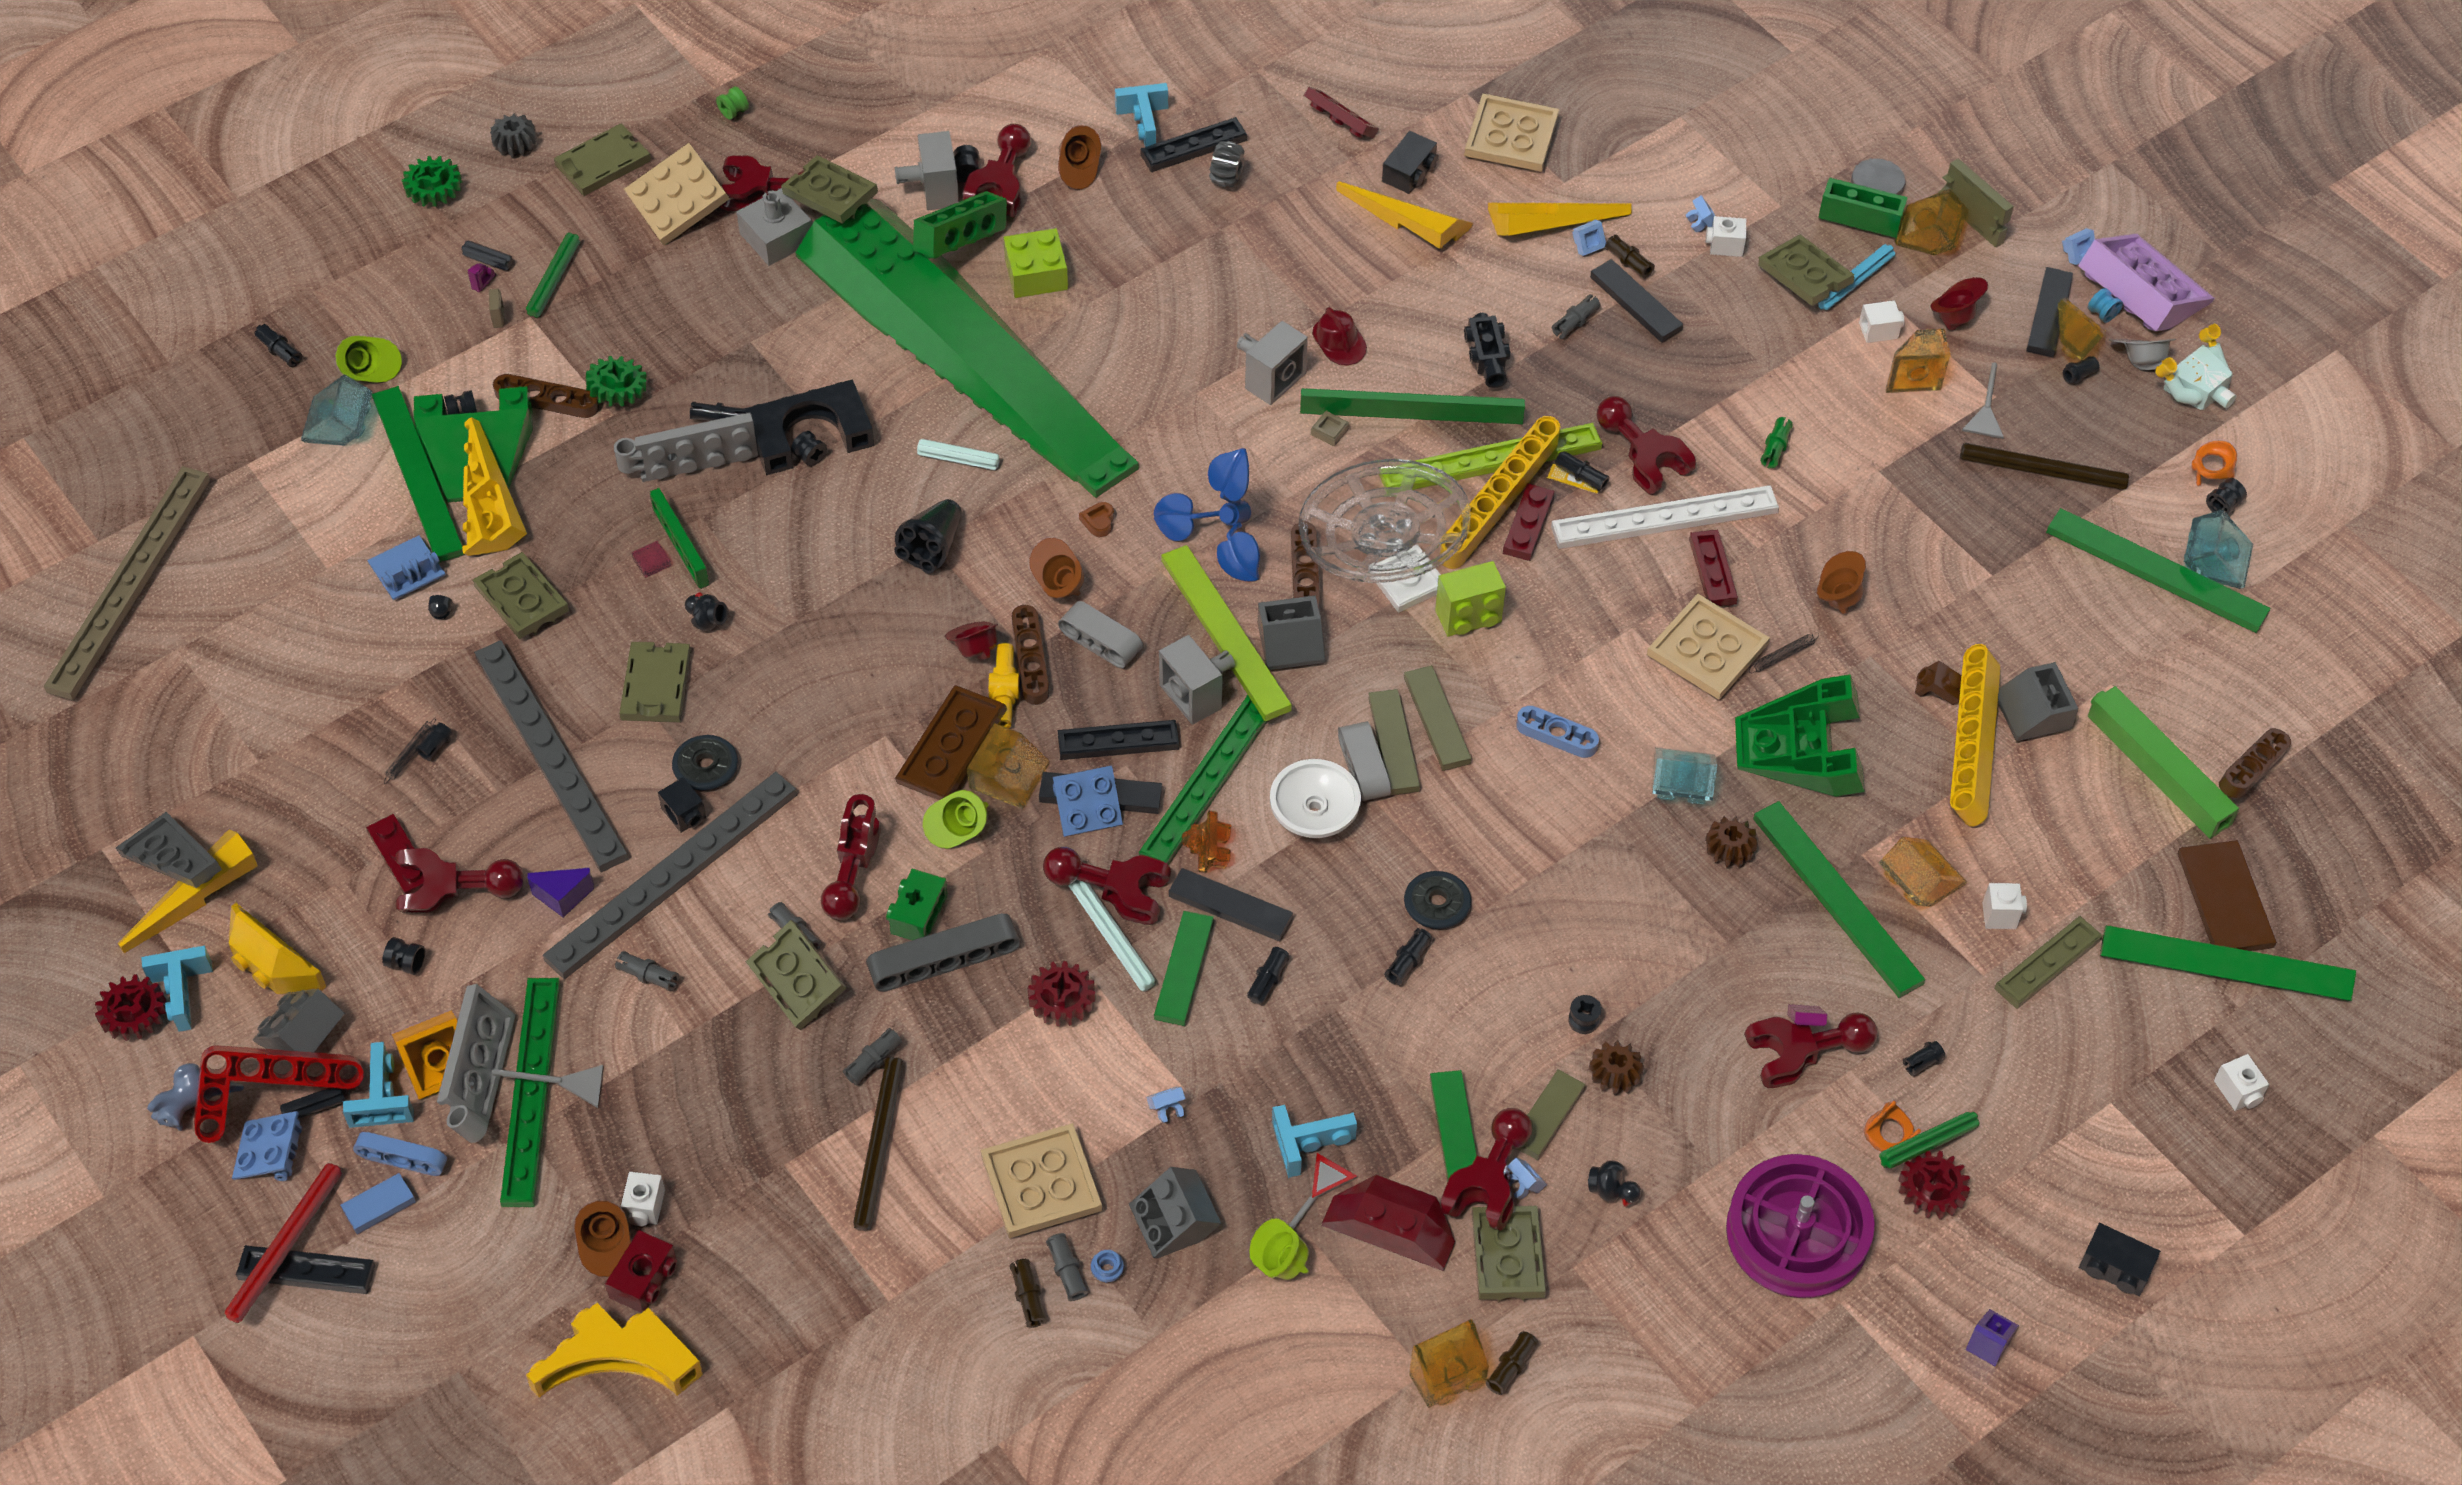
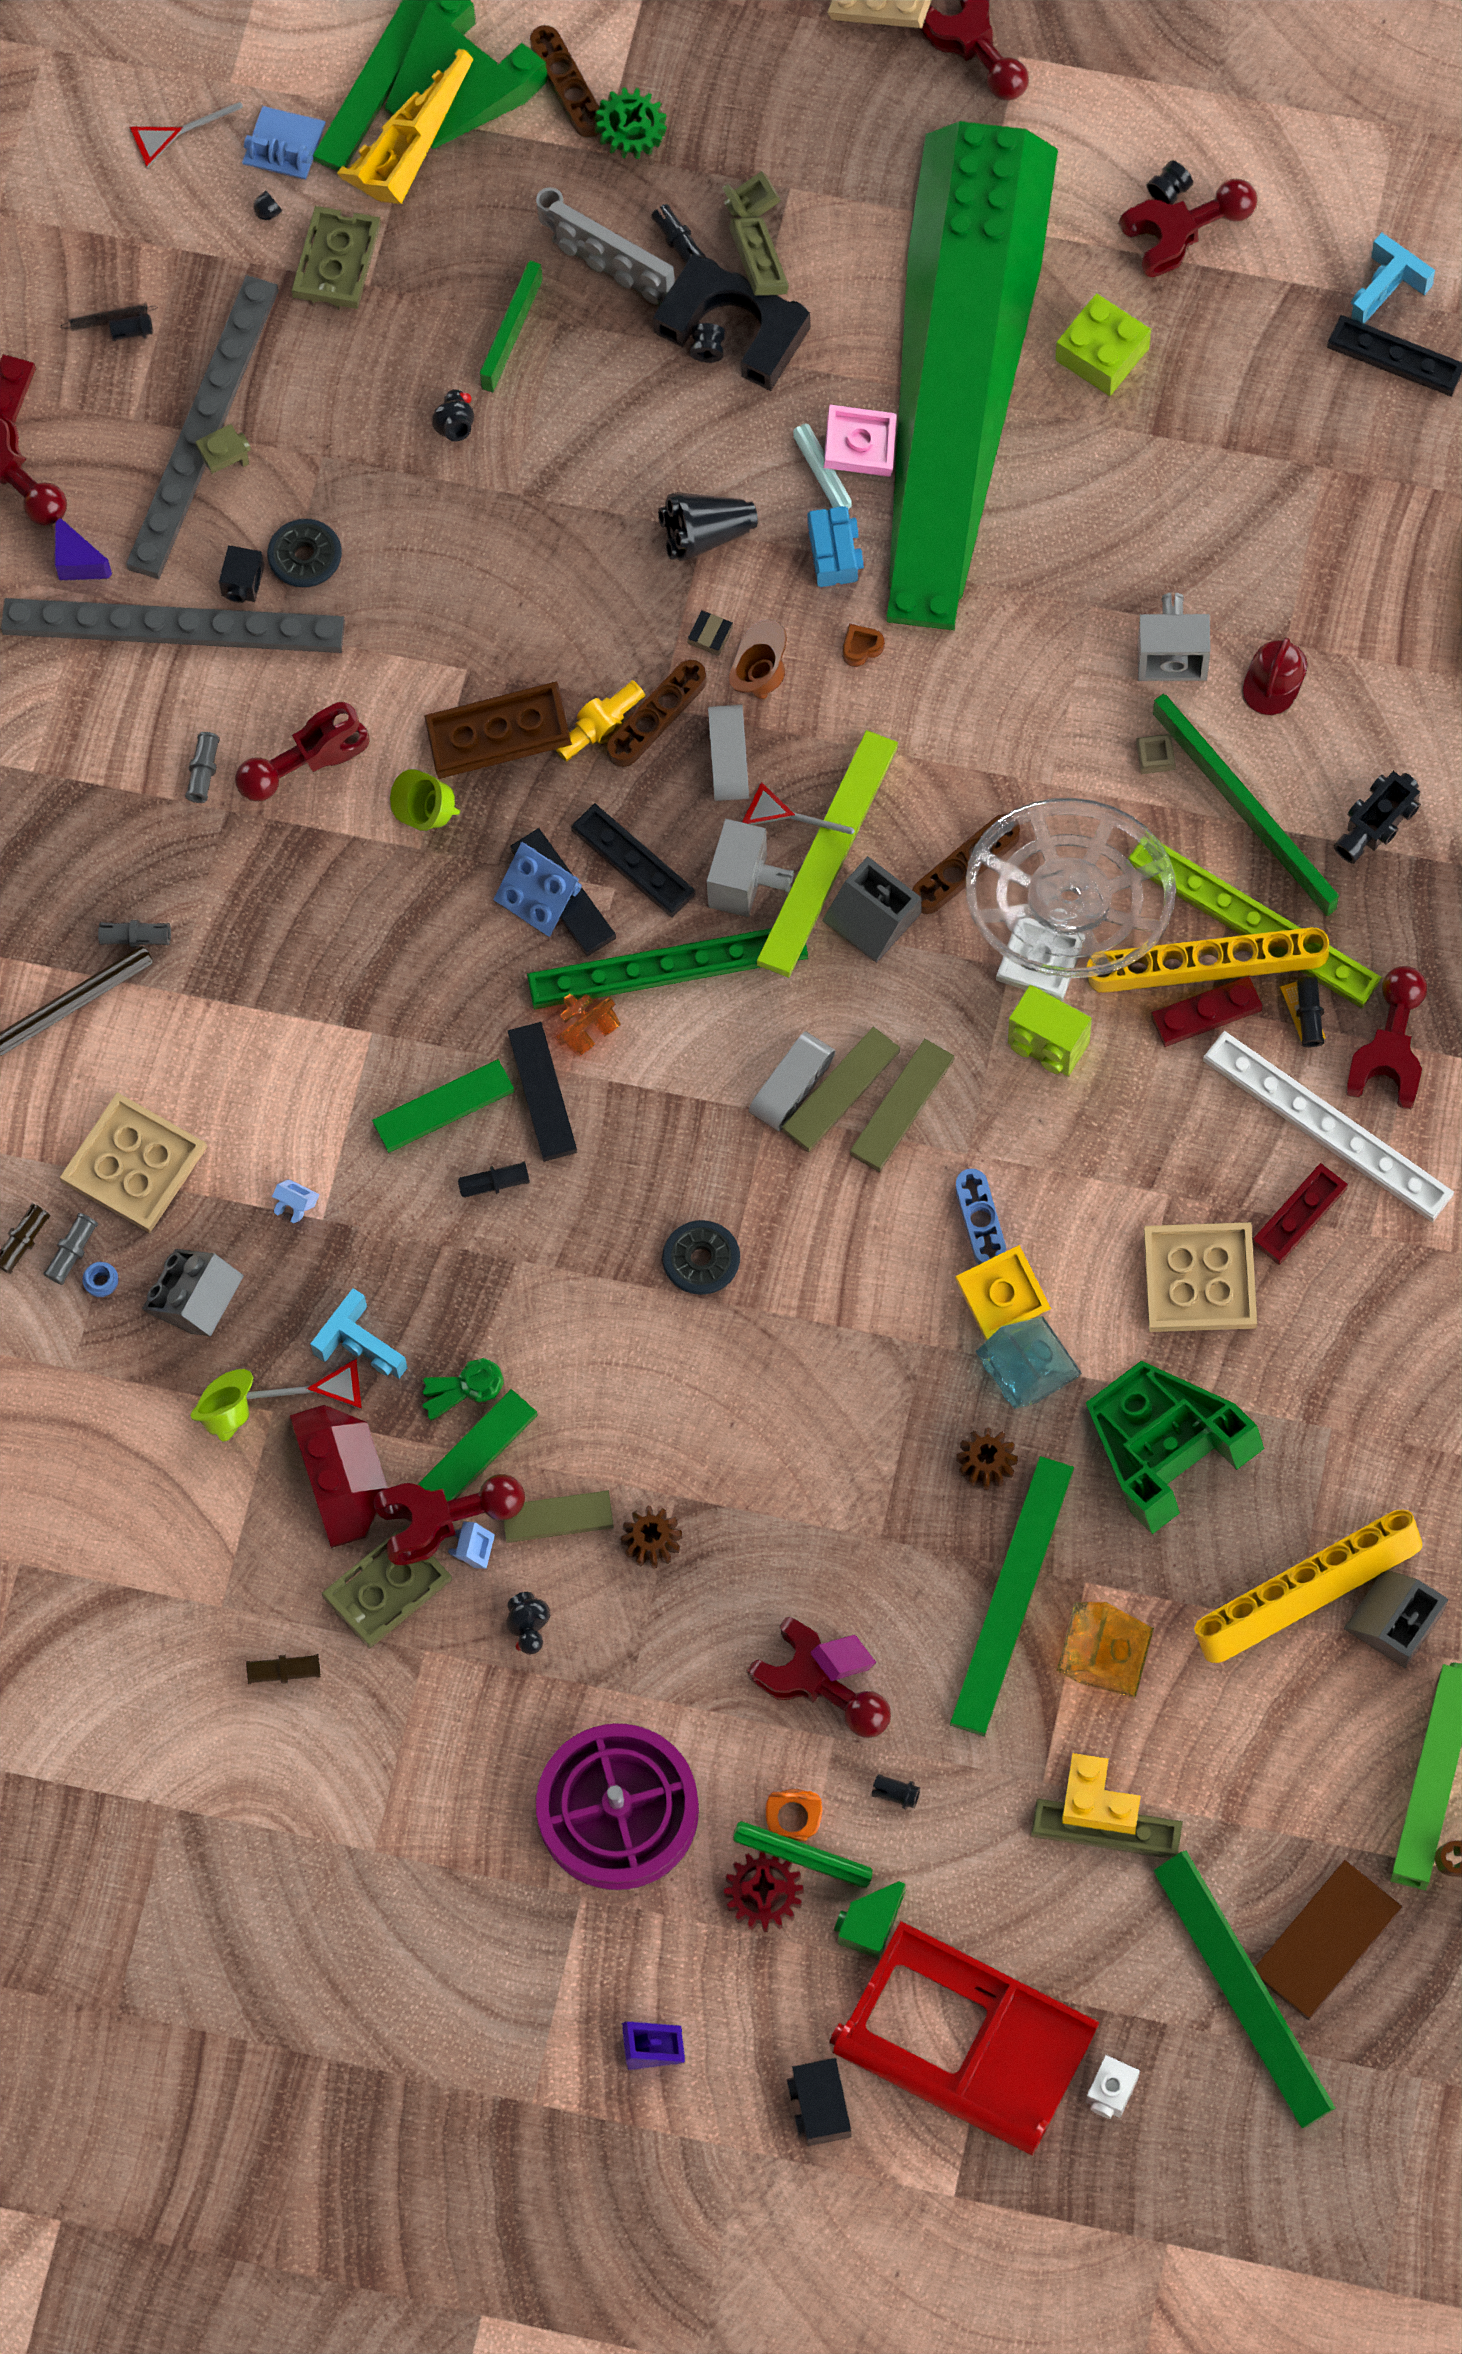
camera: 55 degrees right, 15 degrees up
(318, 635) = (155, 140): none -> light grey piece
(466, 400) = (486, 27): black wheel -> none
(584, 748) = (223, 448): none -> olive bracket
(647, 971) = (60, 690): dark grey pin -> none
(651, 559) = (473, 323): clear pink tile -> none
(655, 682) = (348, 440): olive piece -> none
(738, 359) = (752, 197): none -> olive bracket
(773, 226) = (931, 90): light grey brick -> none
(783, 380) = (758, 256): none -> olive tile
(796, 975) = (155, 808): olive piece -> none
(830, 189) = (999, 103): olive piece -> none
(917, 905) = (326, 848): green brick -> none
(934, 170) = (1122, 167): light grey brick -> none
(942, 952) = (283, 902): dark grey beam -> none
(959, 224) = (1071, 245): green brick -> none
(964, 419) = (860, 440): none -> bright pink plate
(974, 639) = (624, 652): dark red piece -> none
(1005, 588) = (710, 633): none -> tile
(1006, 766) = (515, 795): clear yellow slope -> none
(1019, 483) = (833, 546): none -> dark azure brick
(1076, 997) = (334, 1017): dark red gear -> none
(1079, 157) = (1267, 273): dark orange piece -> none
(1113, 935) = (433, 1000): light aqua axle -> none
(1120, 883) = (475, 983): dark red piece -> none
(1156, 641) = (768, 808): none -> light grey piece
(1226, 164) = (1385, 406): dark grey gear -> none
(1230, 475) = (961, 719): blue plant -> none
(1319, 786) = (702, 1052): white dish -> none
(1406, 1088) = (478, 1381): none -> green piece
(1408, 956) = (616, 1279): black pin -> none
(1449, 1364) = (229, 1620): clear yellow slope -> none
(1582, 1022) = (684, 1478): black wheel -> none
(1623, 751) = (1002, 1291): none -> yellow plate
(1782, 657) = (1280, 1350): black piece -> none
(1842, 580) = (1383, 1339): dark orange piece -> none
(1939, 680) = (1347, 1510): reddish brown bracket -> none
(2003, 906) = (1126, 1746): white brick -> none
(2009, 1136) = (870, 1920): none -> green slope
(2027, 954) = (1091, 1805): none -> yellow plate
(2172, 1122) = (1015, 2062): none -> red piece

